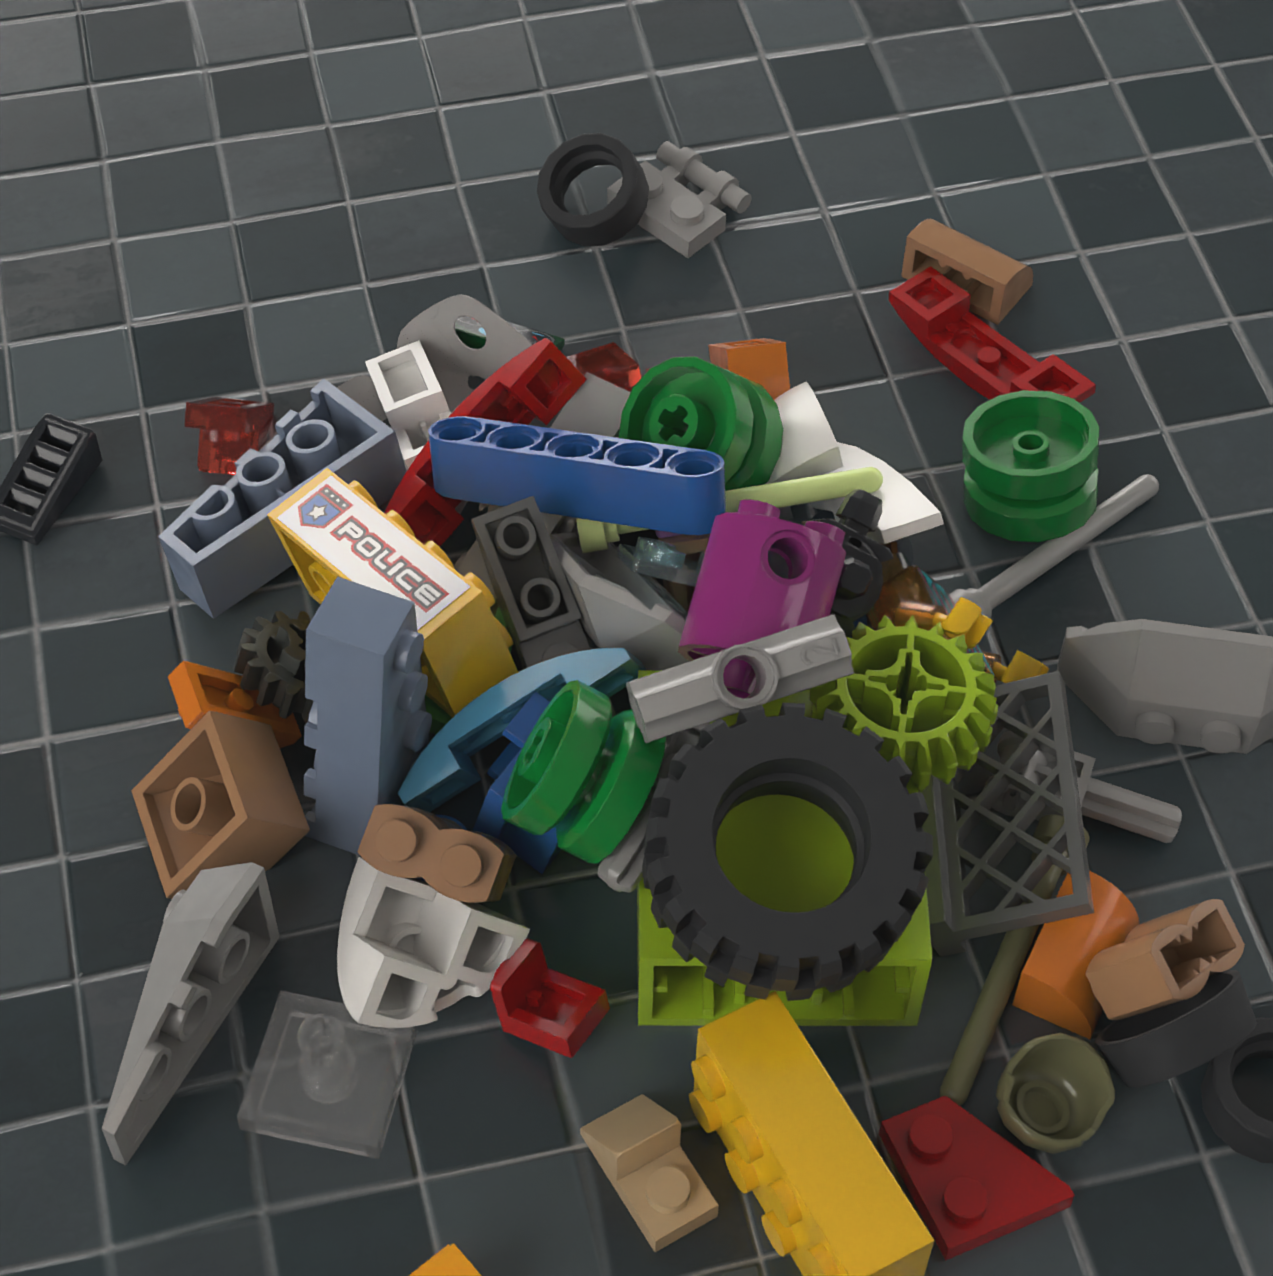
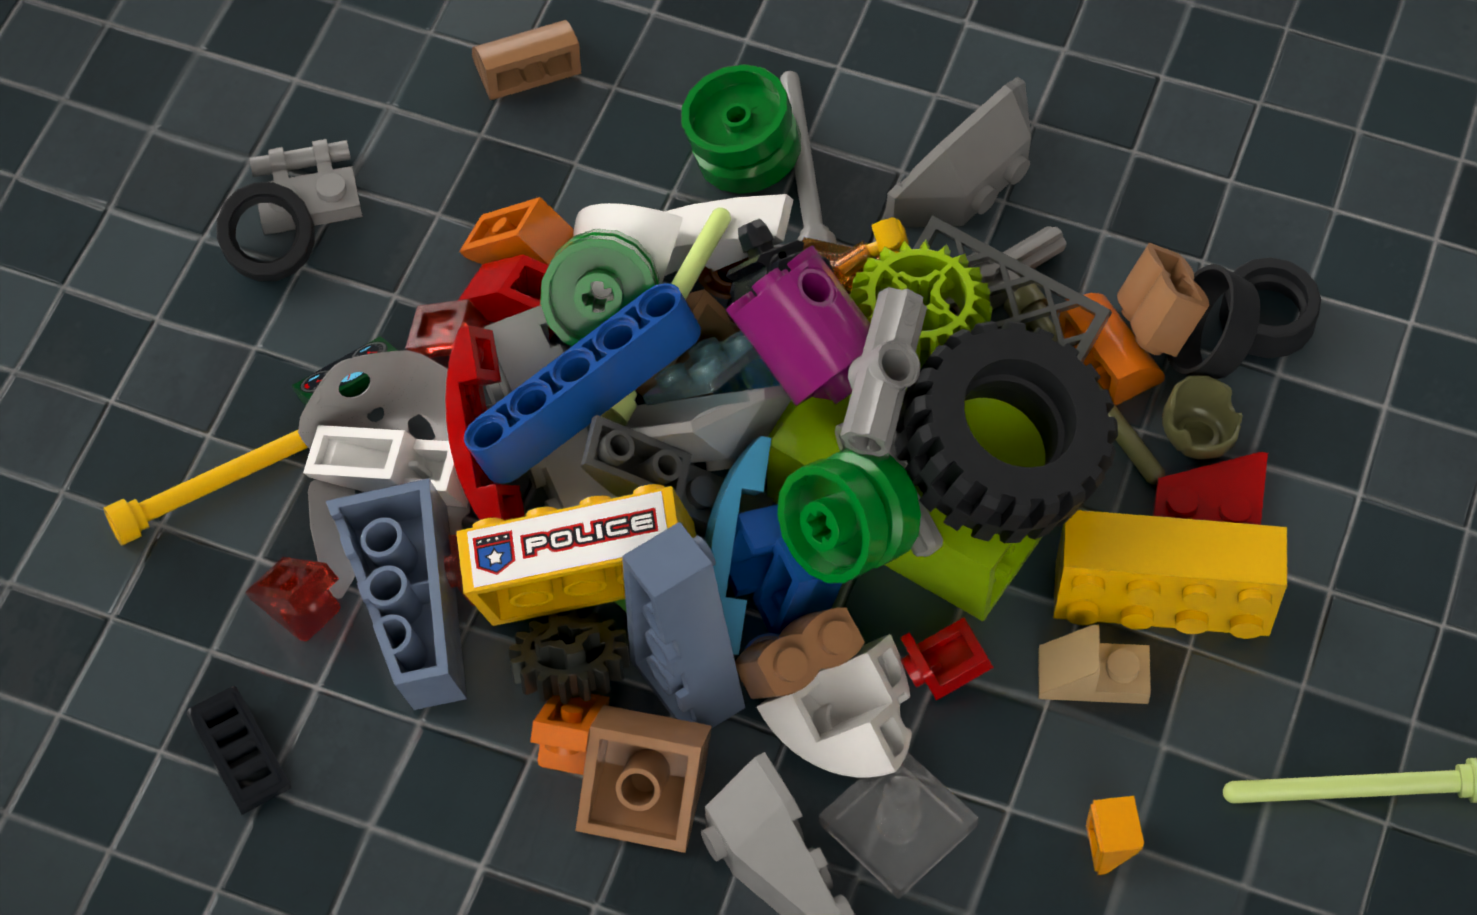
camera: 55 degrees left, 5 degrees up
(225, 272) = (131, 517): none -> yellow piece
(971, 349) = (611, 98): red slope -> none

